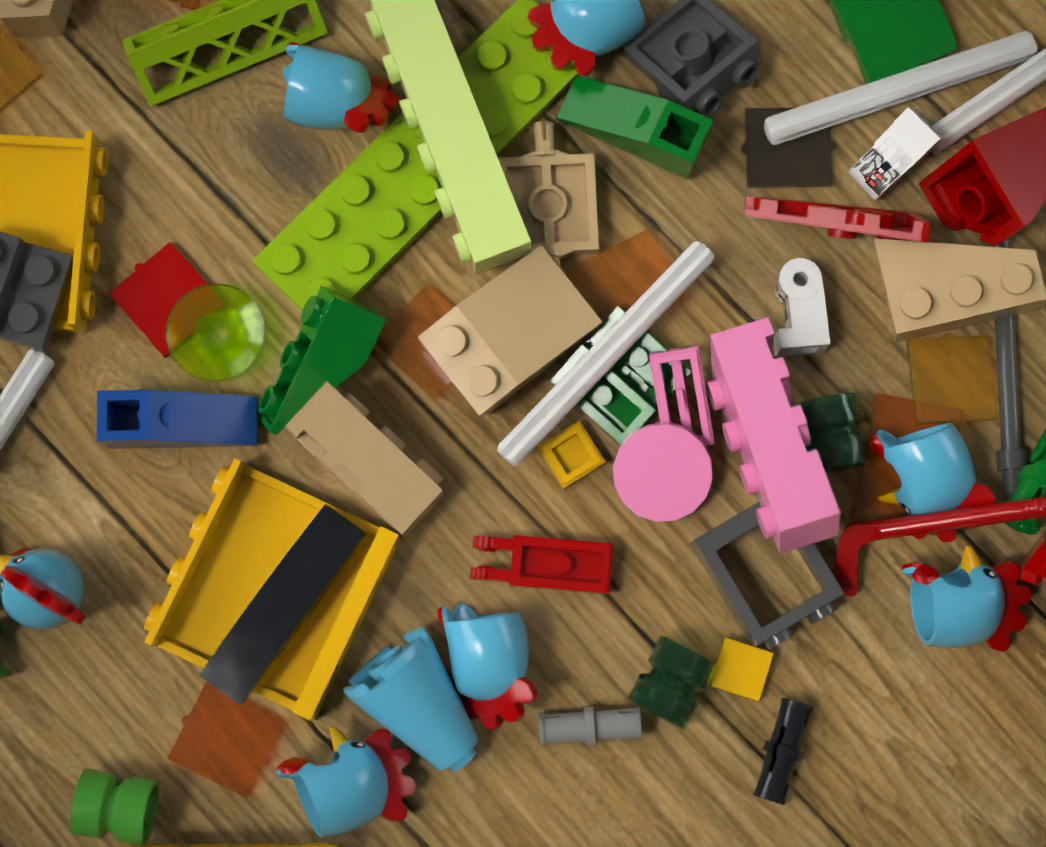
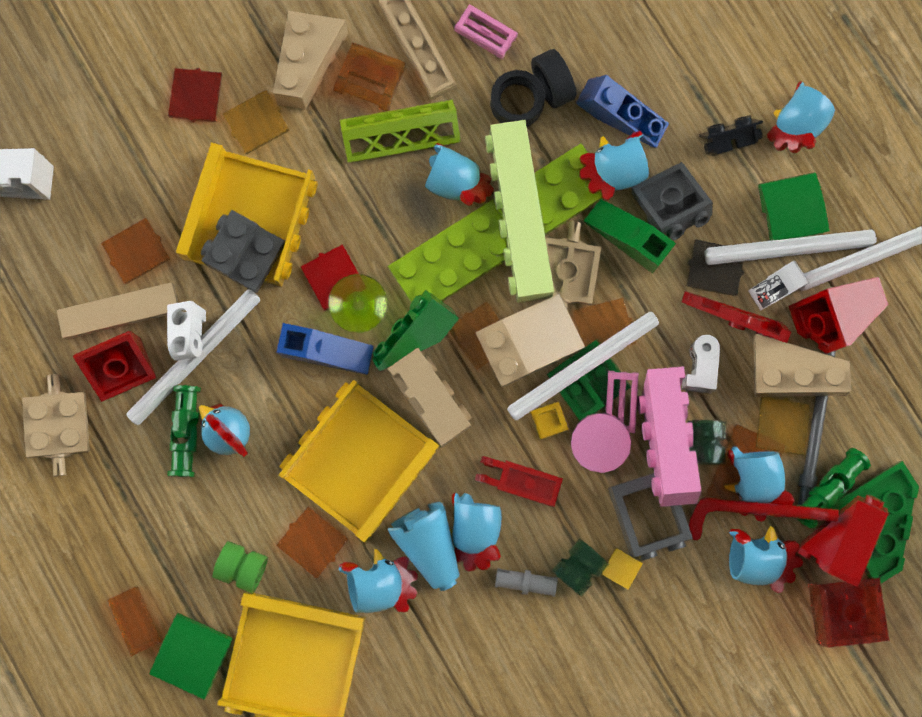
camera: 10 degrees right, 0 degrees up
(282, 604) = (363, 471): black slope -> none
(783, 751) = (636, 622): black pin -> none

